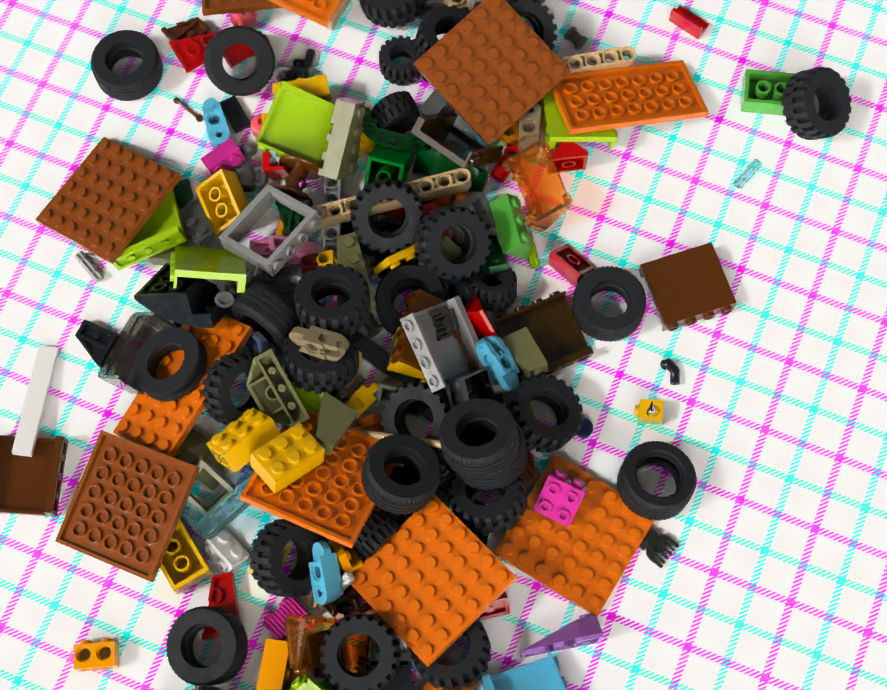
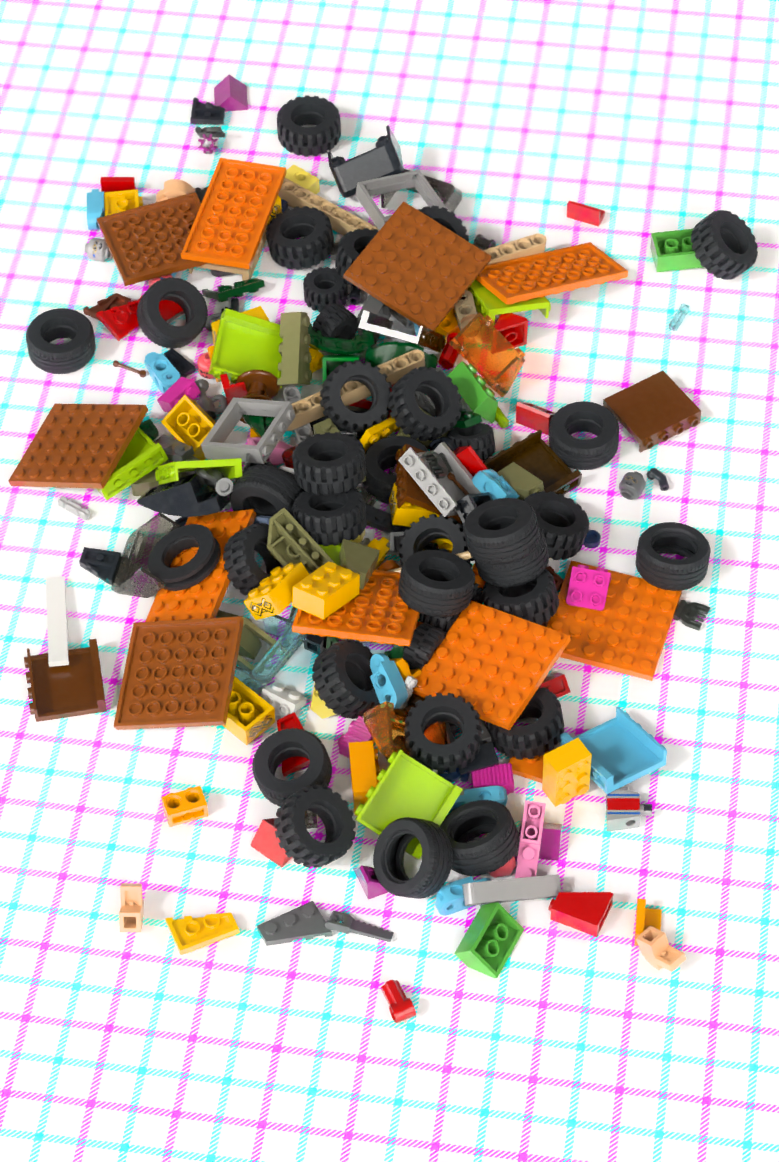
camera: 15 degrees left, 20 degrees down
(306, 40) = (237, 290): none -> dark green wing
(320, 342) = (340, 493): dark tan piece -> none
(575, 634) = (636, 693): medium lavender wedge -> none
(641, 375) = (632, 485): none -> dark grey head
(649, 411) = (649, 511): yellow brick -> none

